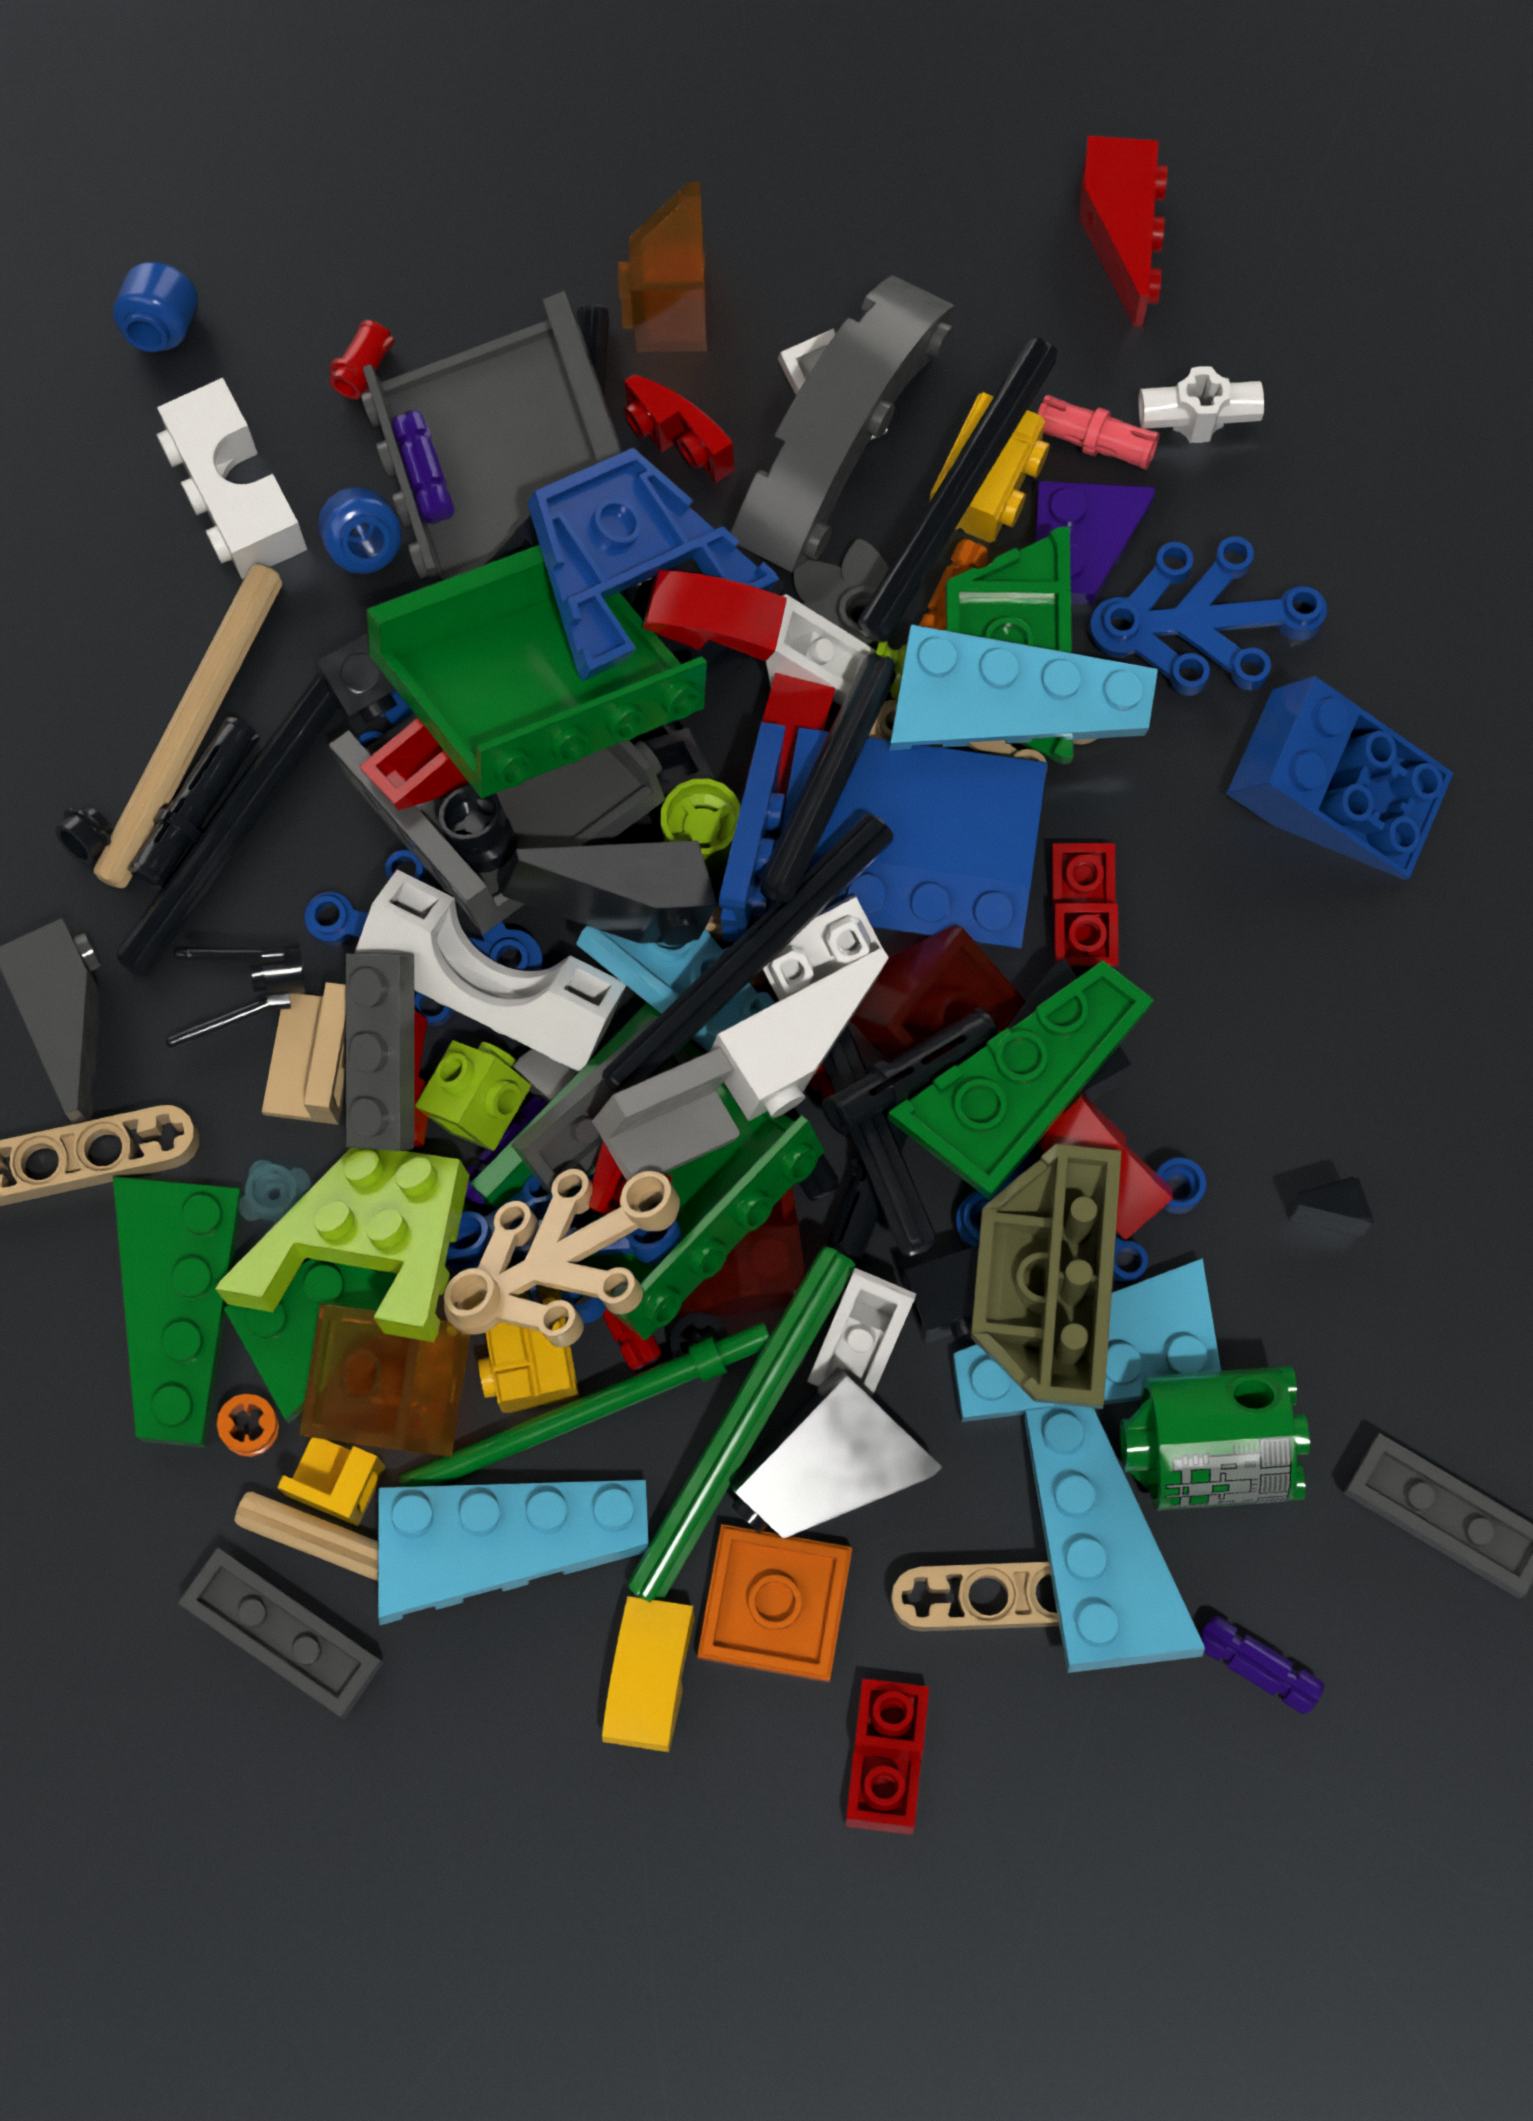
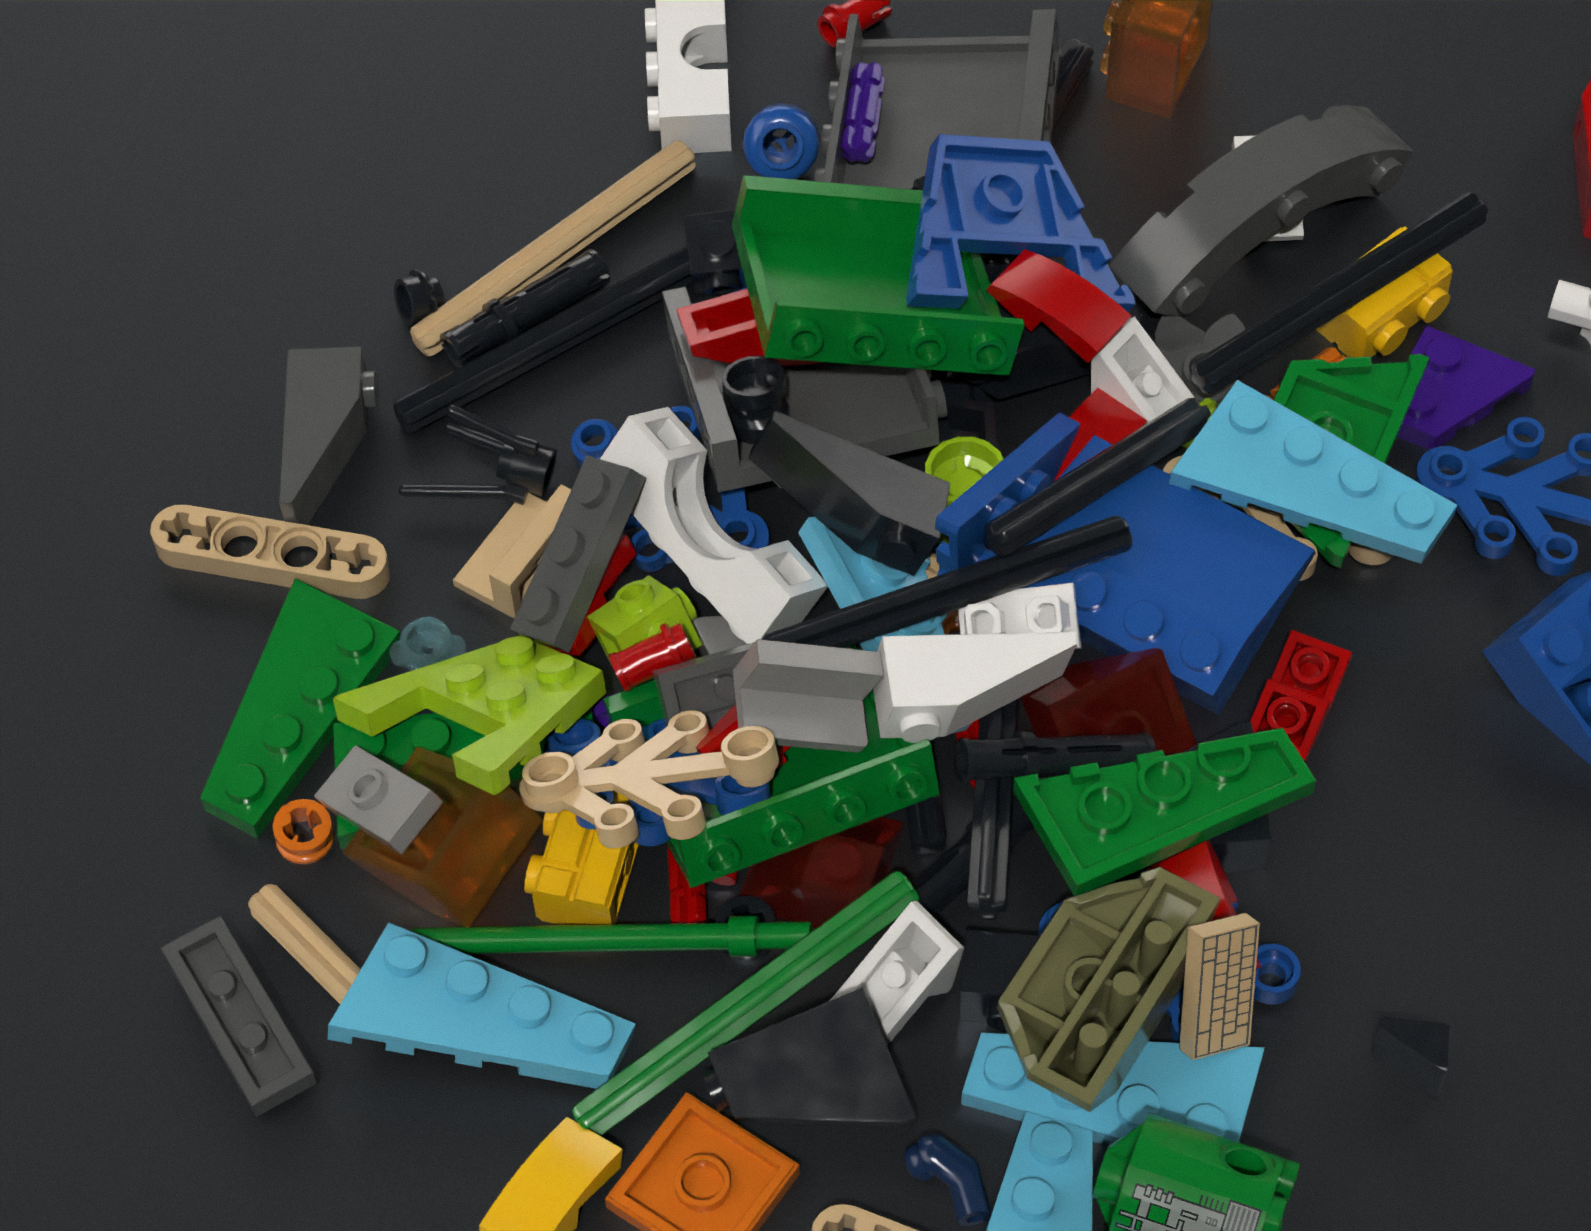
camera: 25 degrees right, 15 degrees down
(313, 1376) = (378, 799): none -> light grey plate
(334, 1480) = (354, 908): yellow panel -> none
(501, 1127) = (658, 651): none -> red pin
(672, 420) = (1110, 160): red slope -> none
(986, 1489) = (957, 1169): none -> dark blue arm
(1098, 432) = (1503, 305): coral pin -> none
(1151, 1229) = (1219, 986): none -> tan tile

